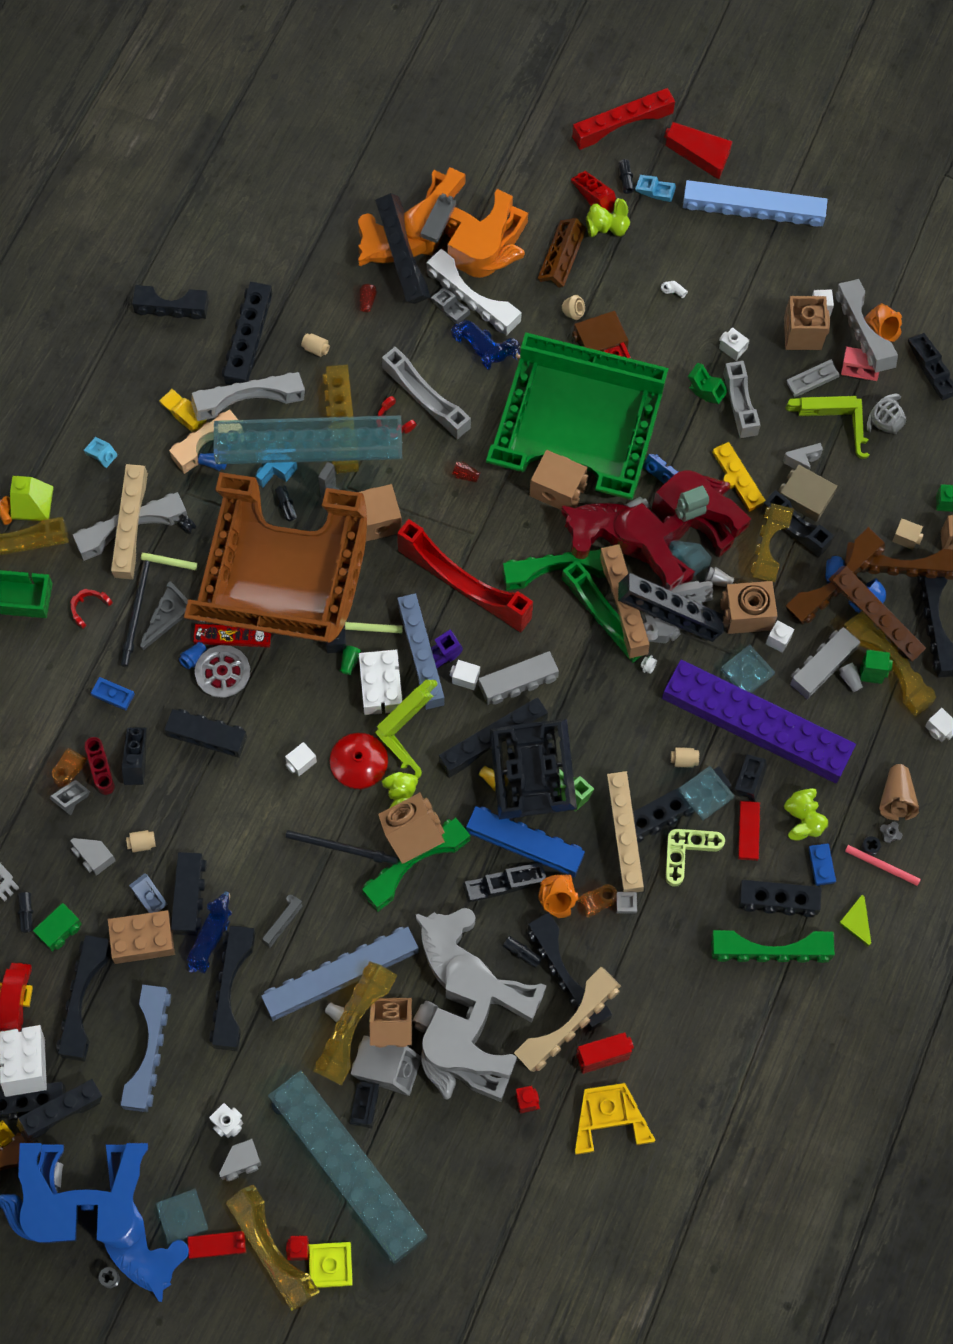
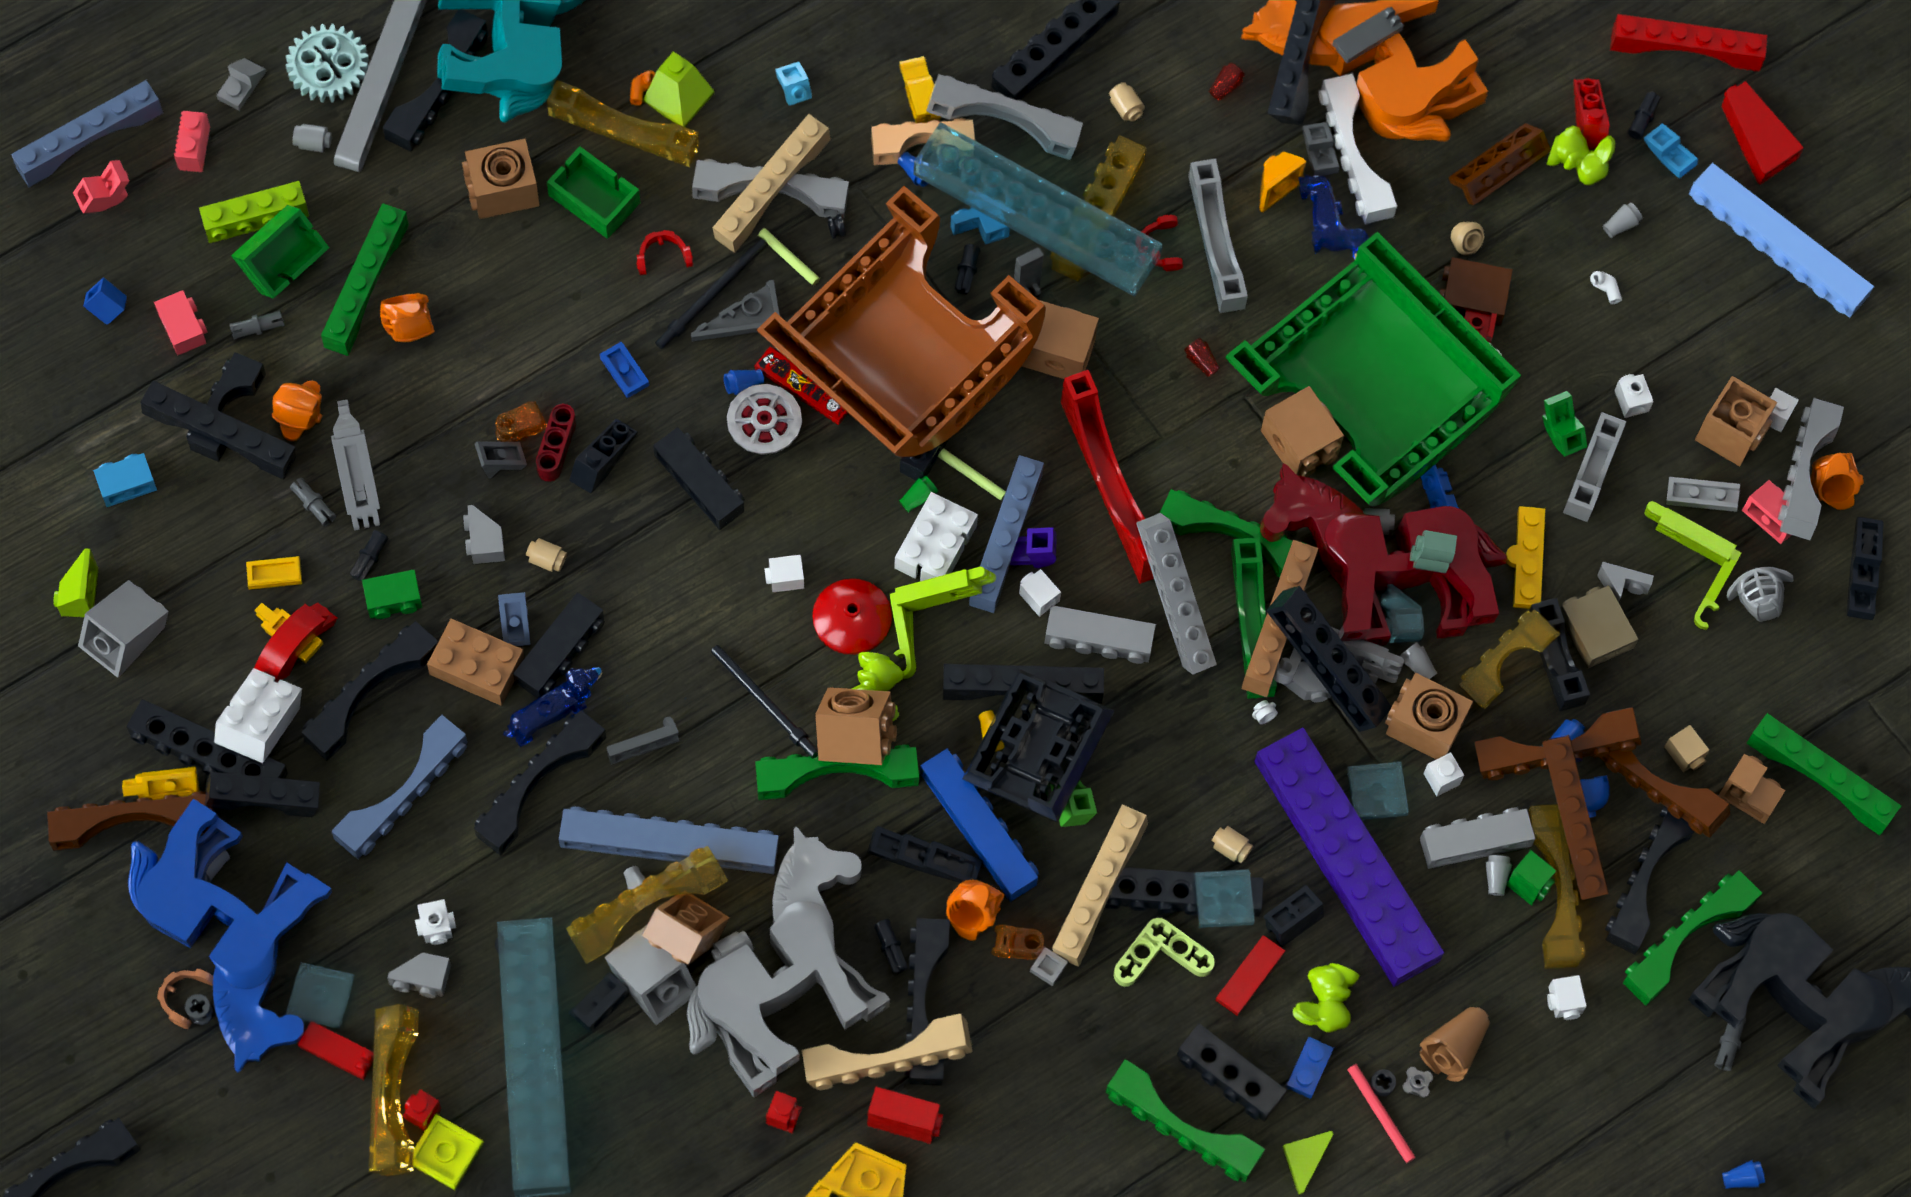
camera: 30 degrees right, 0 degrees up
(76, 1271) = (174, 1017): none -> nougat piece
(438, 336) = (1280, 178): none -> light orange slope
(553, 623) = (1176, 593): none -> light grey brick
(657, 243) = (1624, 219): none -> light grey cone

